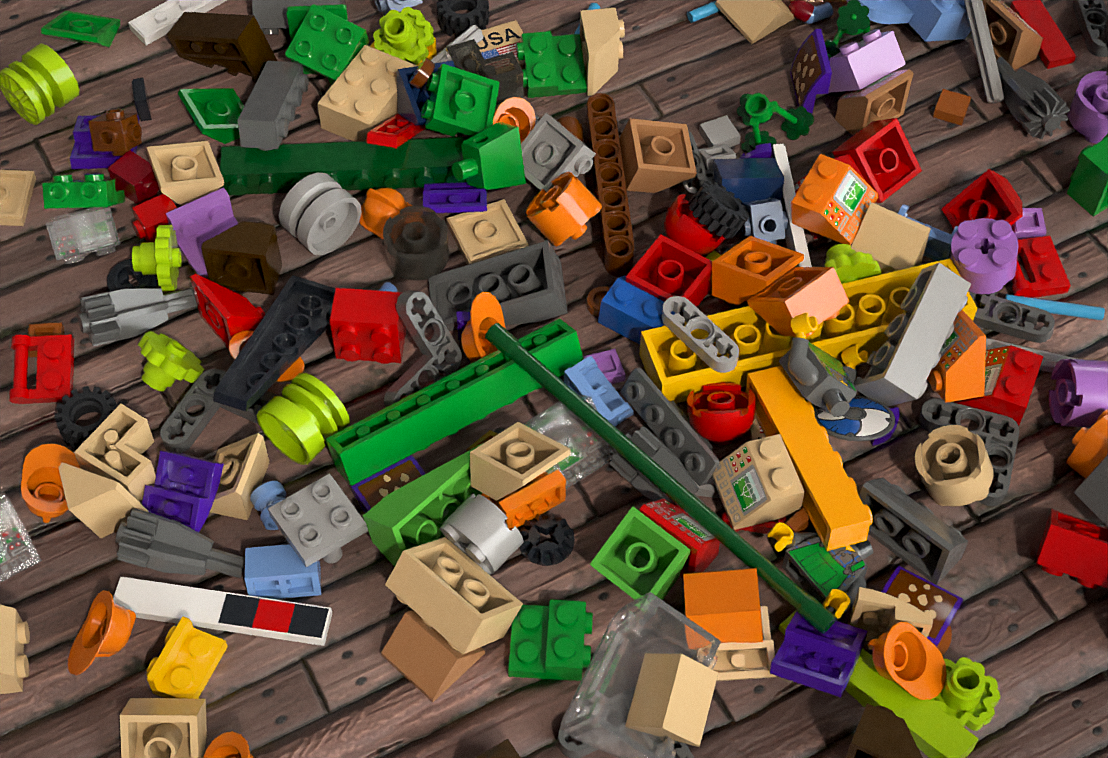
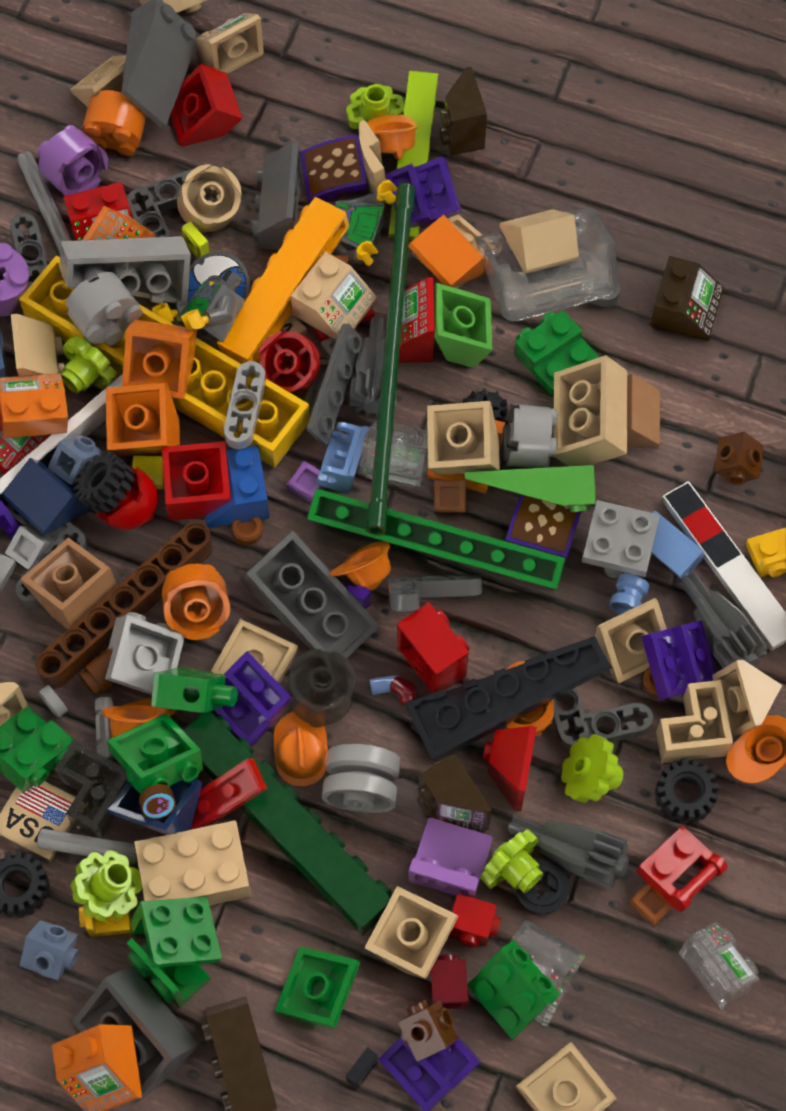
camera: 130 degrees left, 10 degrees up
(272, 105) = (282, 921): dark grey brick -> none
(297, 690) = (738, 458): none -> reddish brown brick
(303, 418) = (550, 623): lime wheel -> none
(574, 99) = (52, 701): none -> light grey tile
(876, 279) = (102, 309): none -> light grey brick
(913, 436) = (195, 240): none -> neon yellow tile

